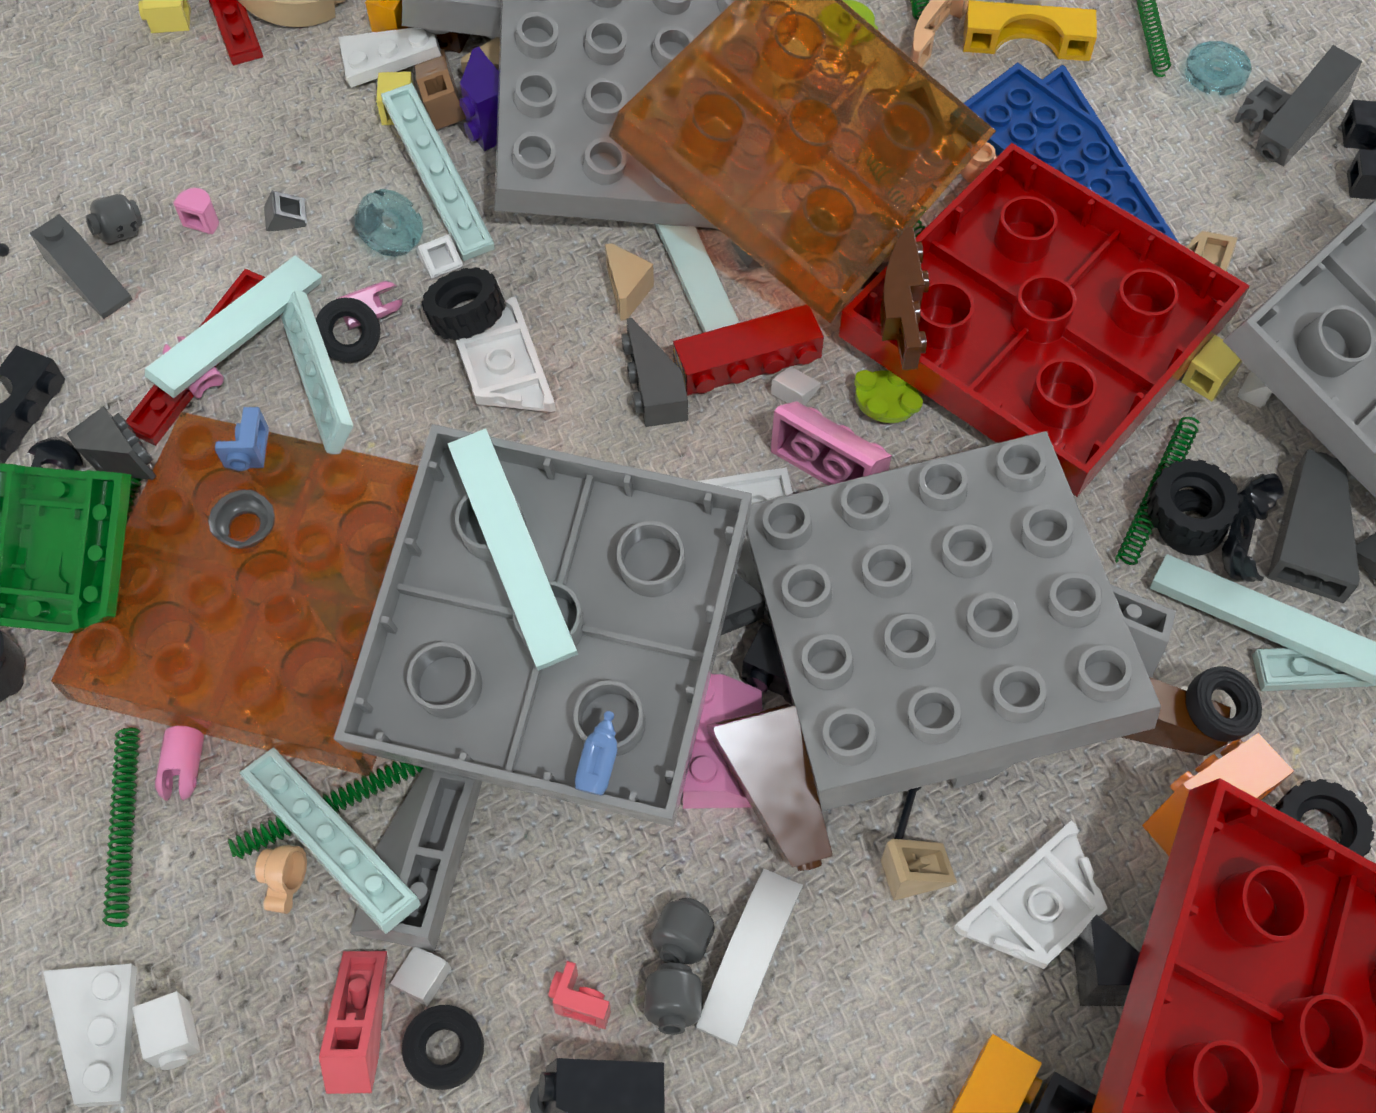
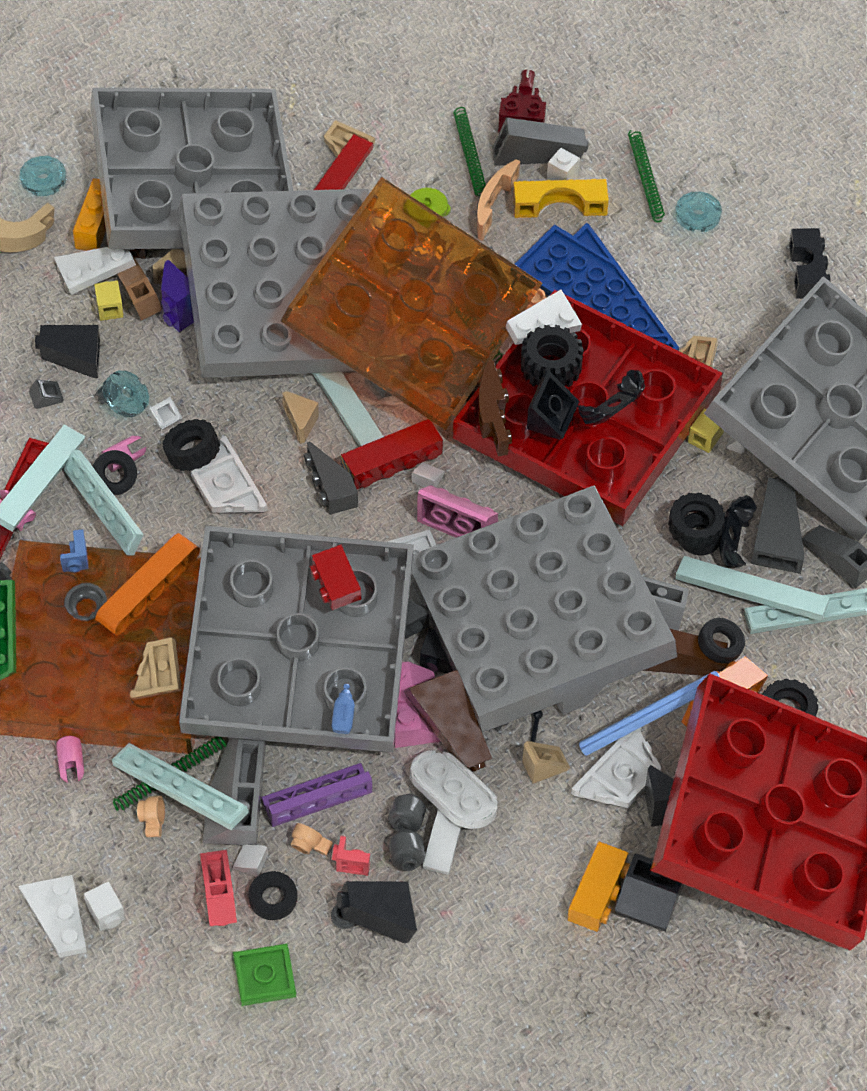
camera: 10 degrees left, 5 degrees down
(127, 794) = (43, 802): green piece -> none
(326, 642) = (158, 670): none -> tan wing
(332, 153) = (71, 347): none -> black slope
(337, 504) = (147, 584): none -> orange beam
(438, 172) = (152, 352): light aqua tile -> none
(512, 550) = (270, 595): light aqua tile -> none
(514, 954) = (307, 838): none -> light nougat piece
(550, 882) = (319, 798): none -> medium lavender fence
(619, 533) = (336, 577): none -> red brick
(764, 903) = (453, 789): none -> white tile
(886, 396) = (489, 475): lime piece -> none
(990, 307) = (551, 408): none -> black slope
(993, 181) = (552, 311): none -> white wing
(1004, 213) = (551, 342): none -> black tyre
(1094, 816) = (641, 718): none -> light blue axle
(1108, 295) = (629, 391): none -> black piece
(1161, 465) = (665, 530): green piece -> none
(1262, 104) = (731, 235): dark grey plate -> none
(1309, 106) = (761, 237): dark grey slope -> none

